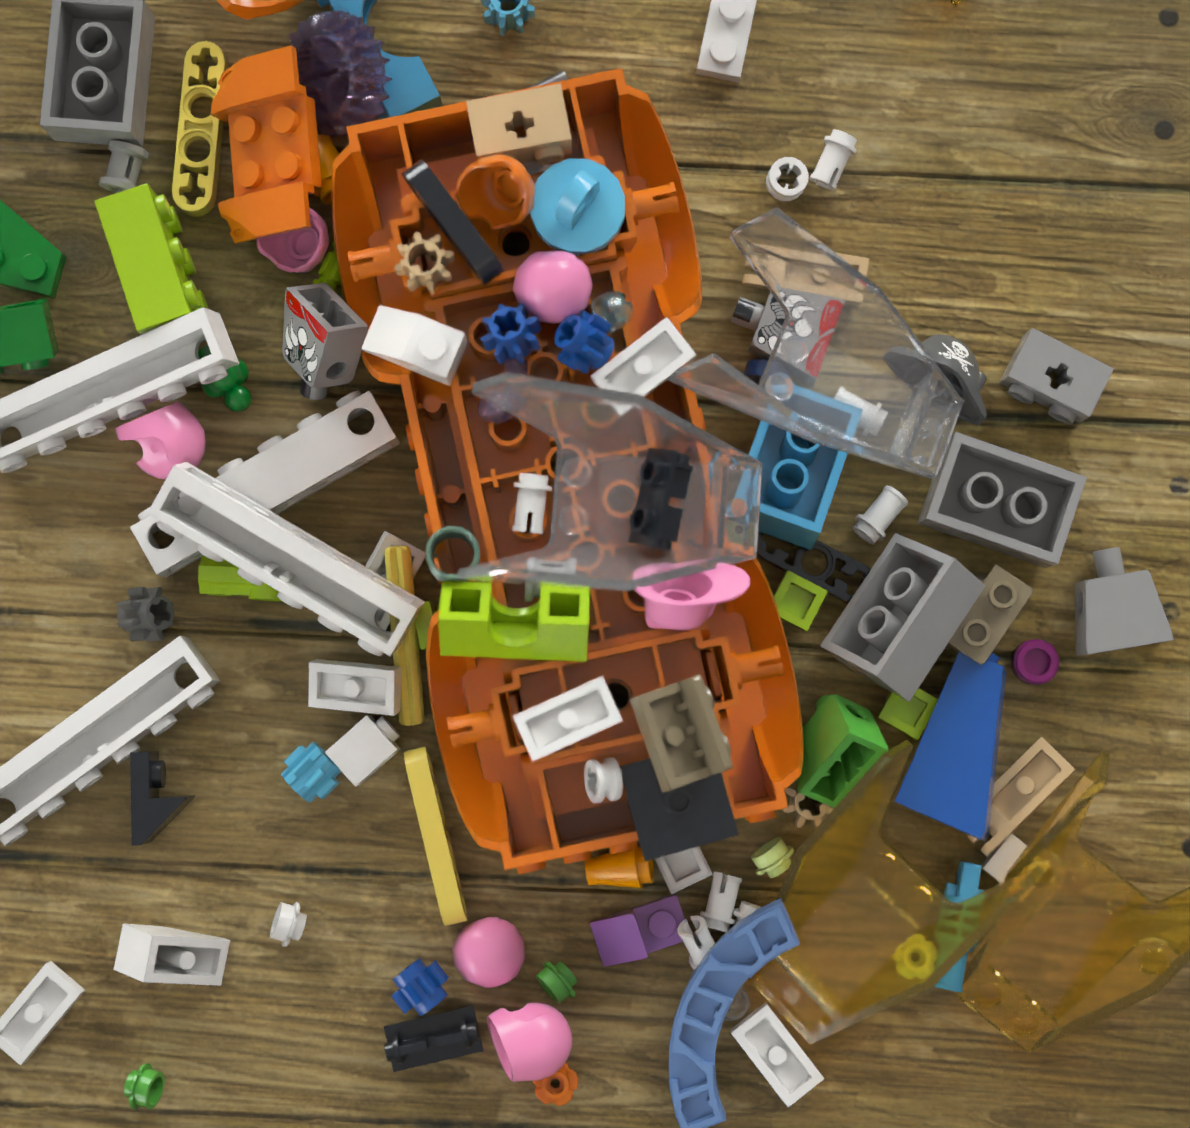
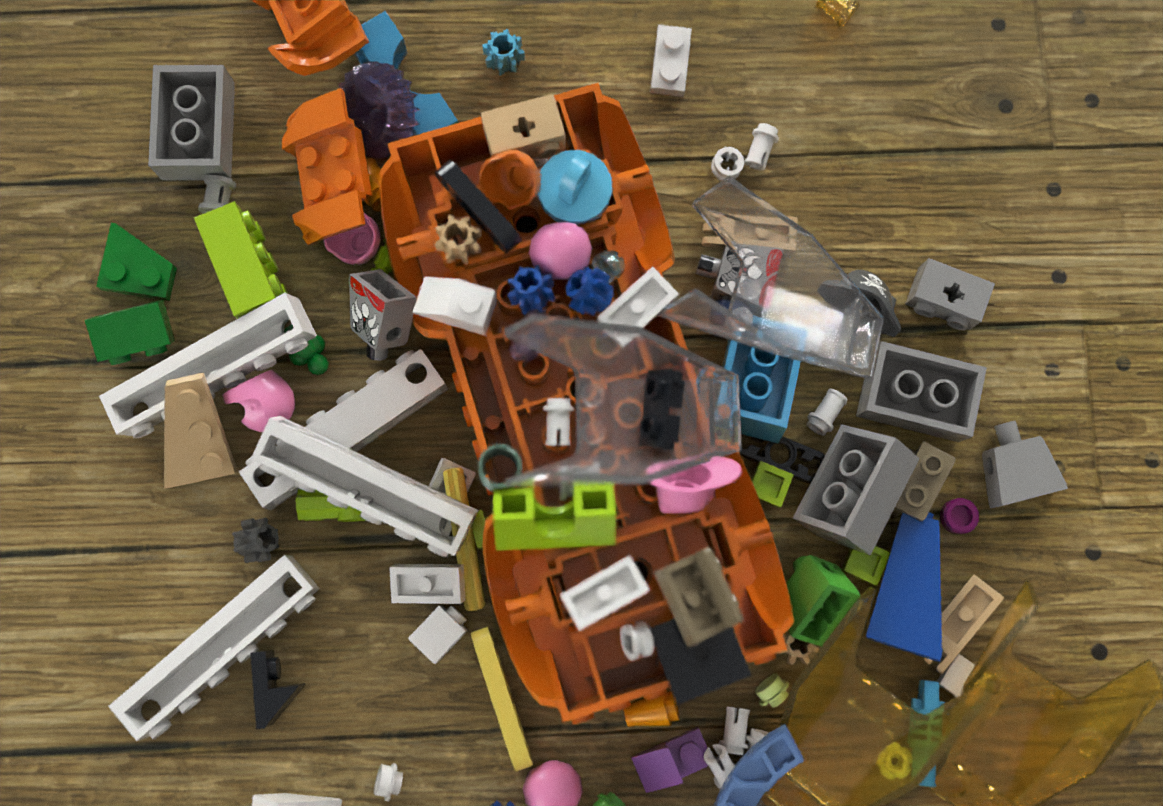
camera: 10 degrees left, 5 degrees down
(76, 475) = (193, 434): none -> tan wing
(193, 129) = (273, 162): light yellow beam -> none
(311, 772) = (397, 656): medium azure gear -> none
(683, 868) = (703, 708): white tile -> none

